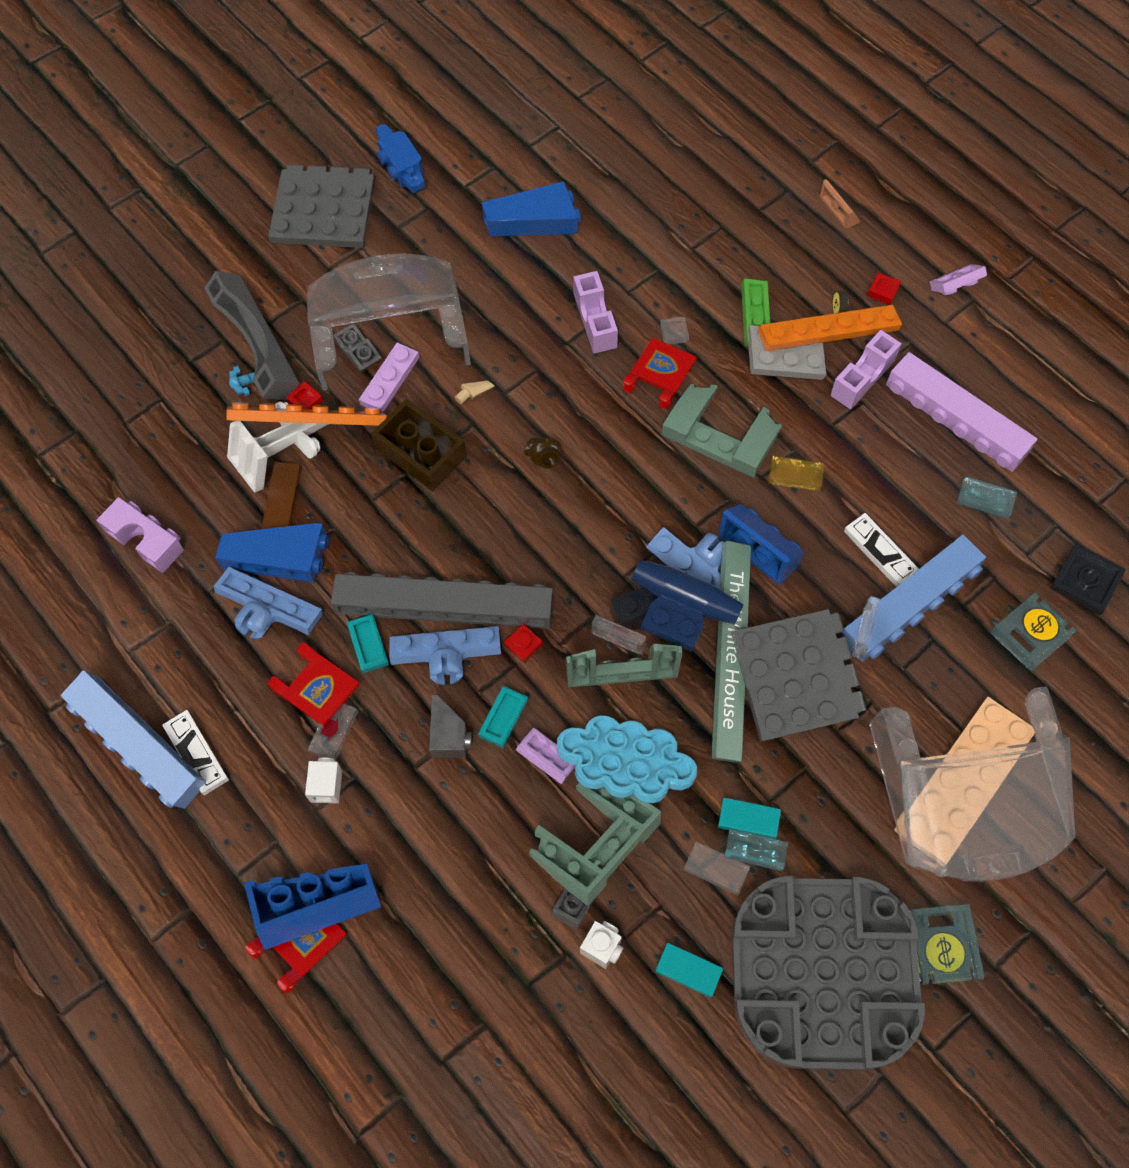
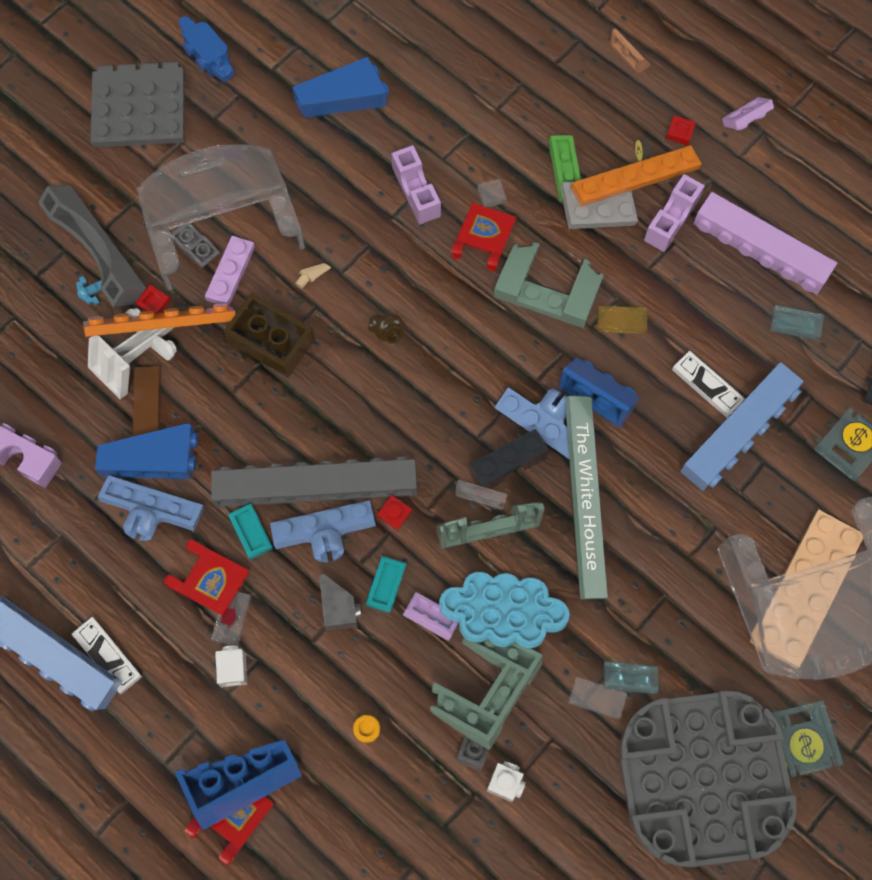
camera: 10 degrees left, 5 degrees up
(459, 867) = (366, 729): none -> light orange tile
(682, 604) = (537, 462): dark blue plate -> none
(689, 970) = (585, 793): teal tile -> none
(749, 818) = (621, 649): teal tile -> none
(798, 674) = (648, 511): dark grey hinge -> none
(865, 627) = (704, 462): clear tile -> none

